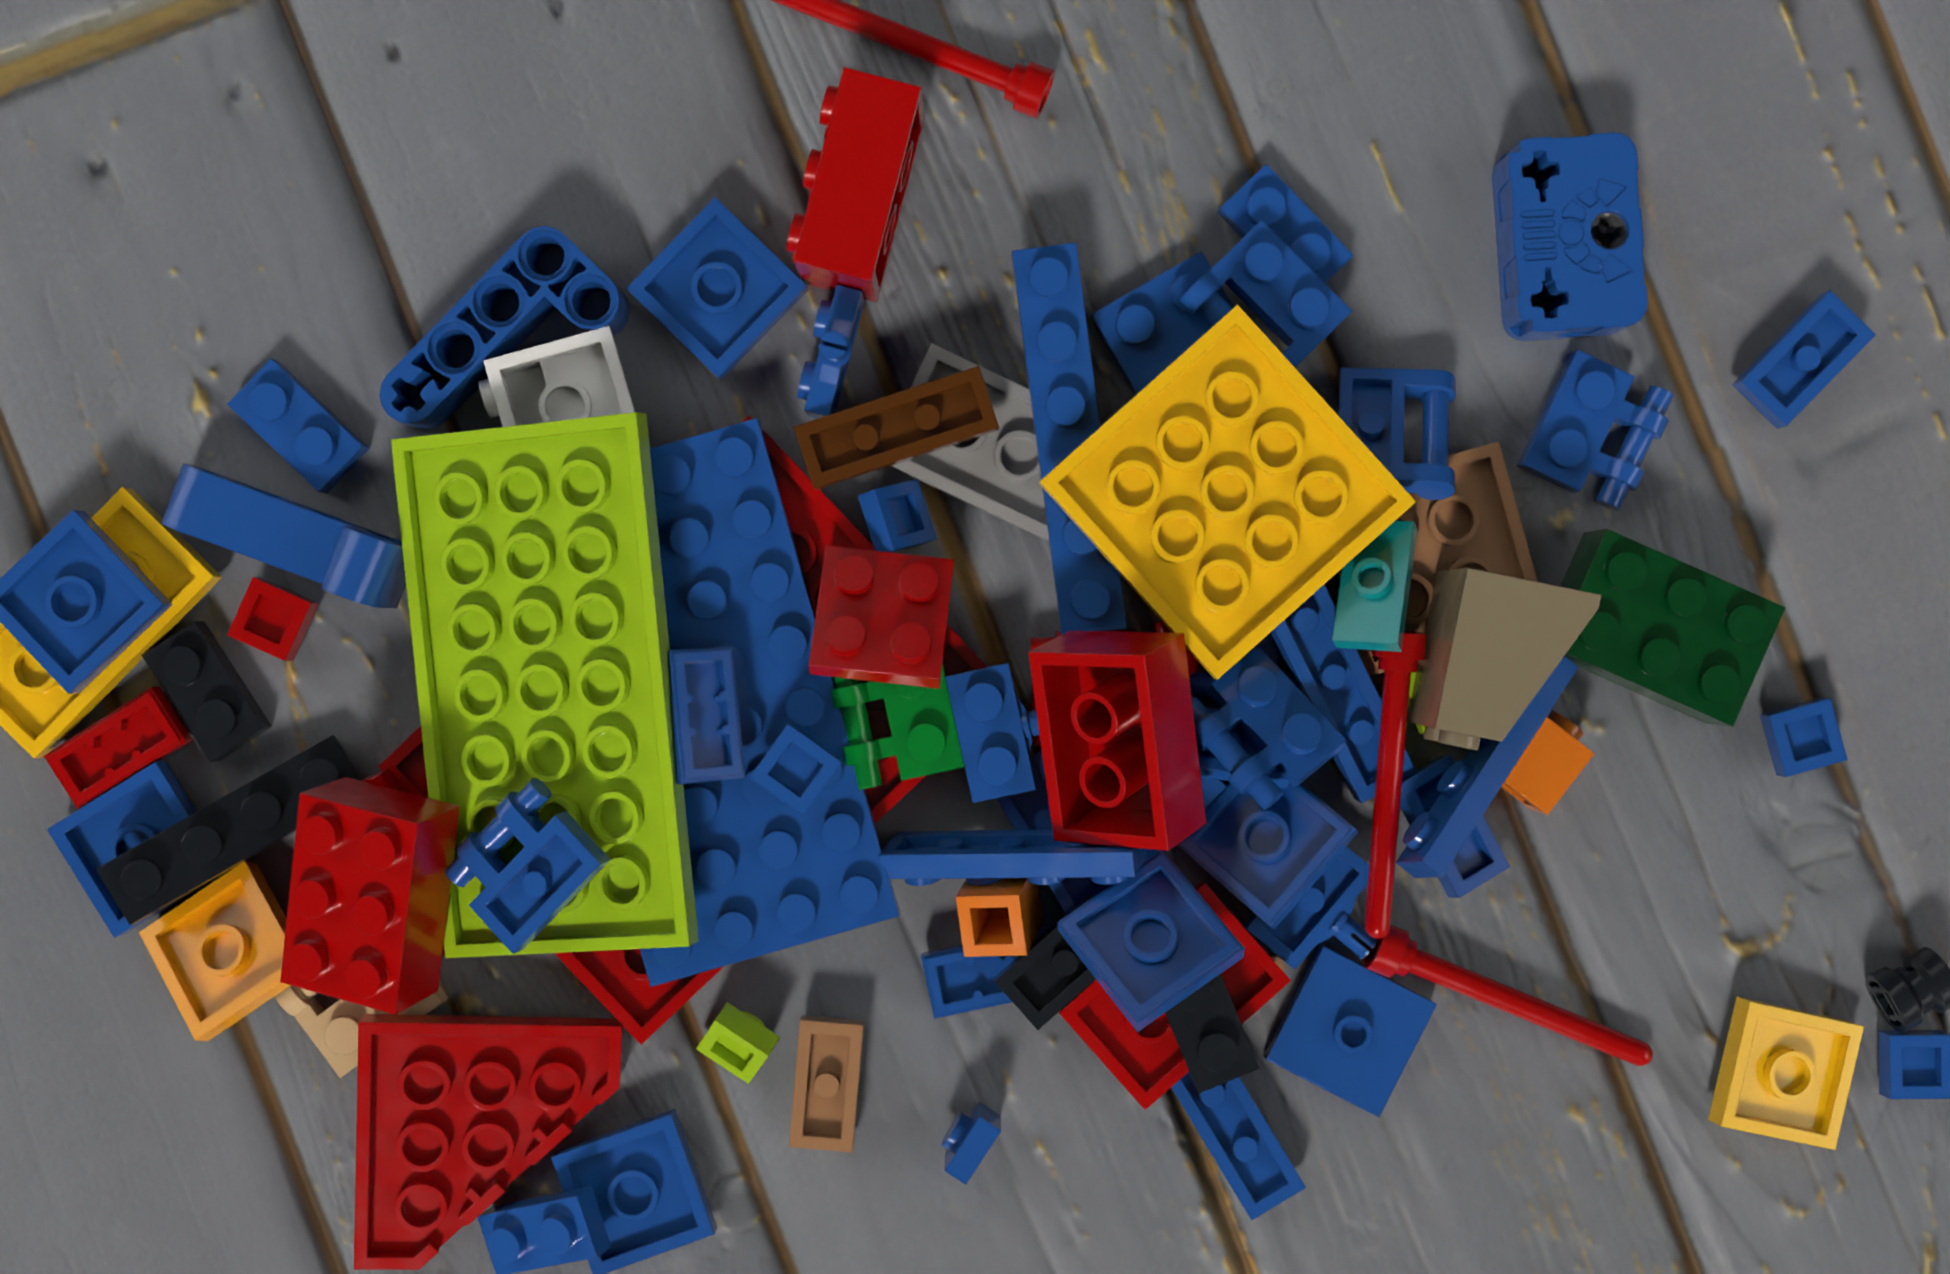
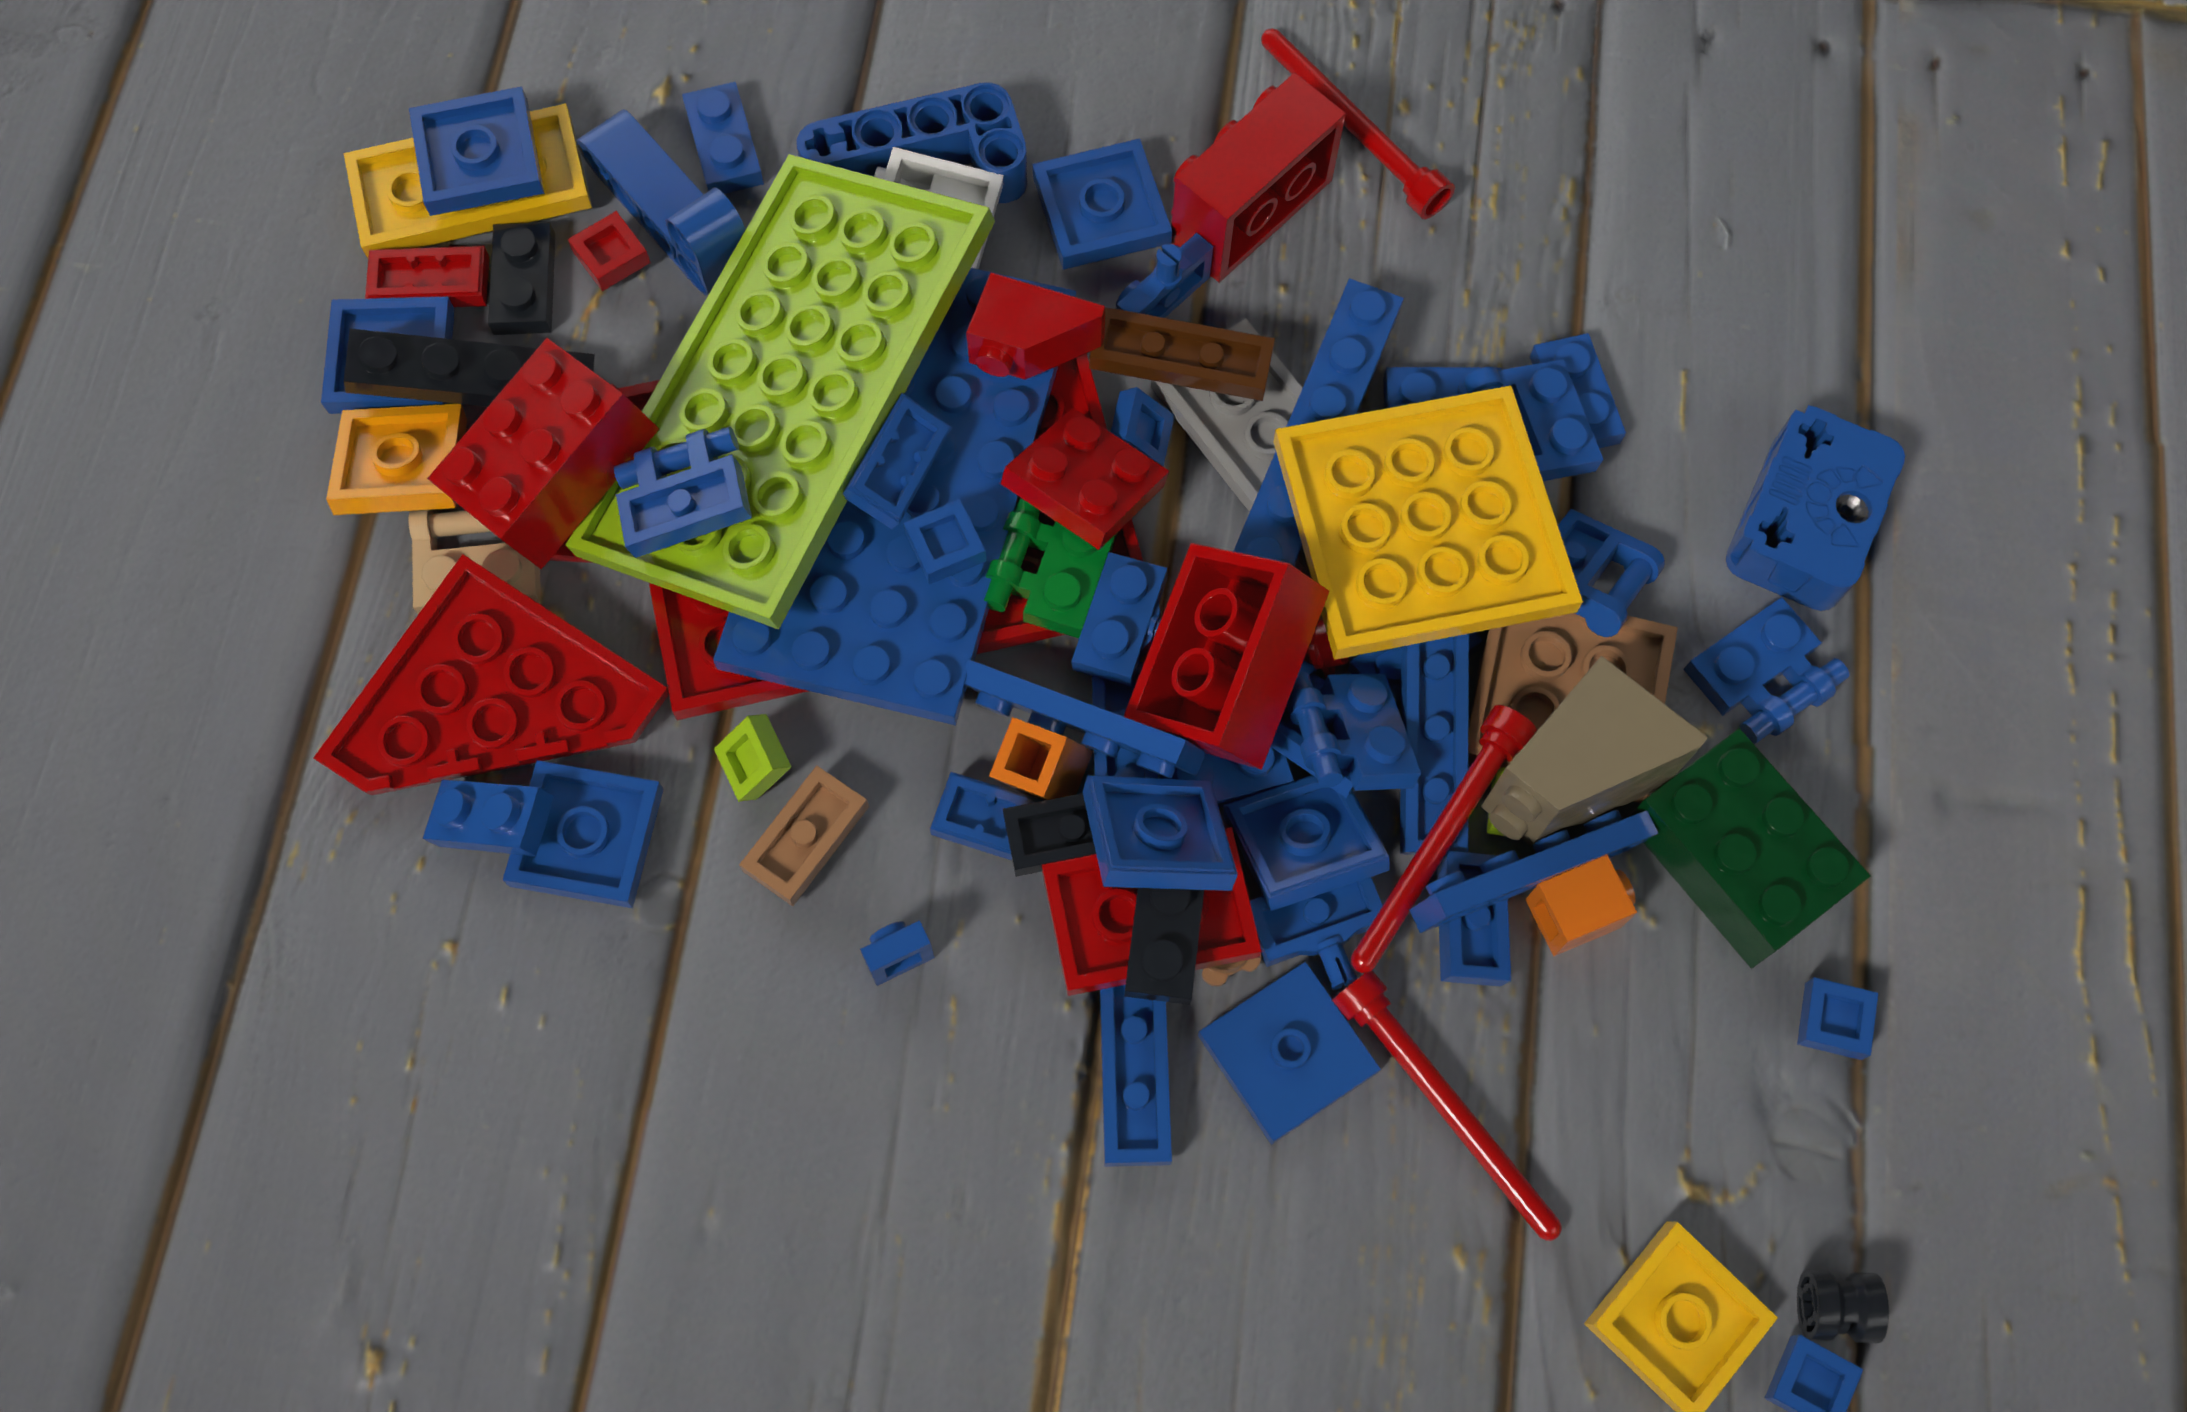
camera: 30 degrees right, 20 degrees down
(743, 507) = (1030, 328): none -> red slope
(1376, 592) = (1511, 667): teal plate -> none
(1803, 359) = (1978, 705): blue plate -> none

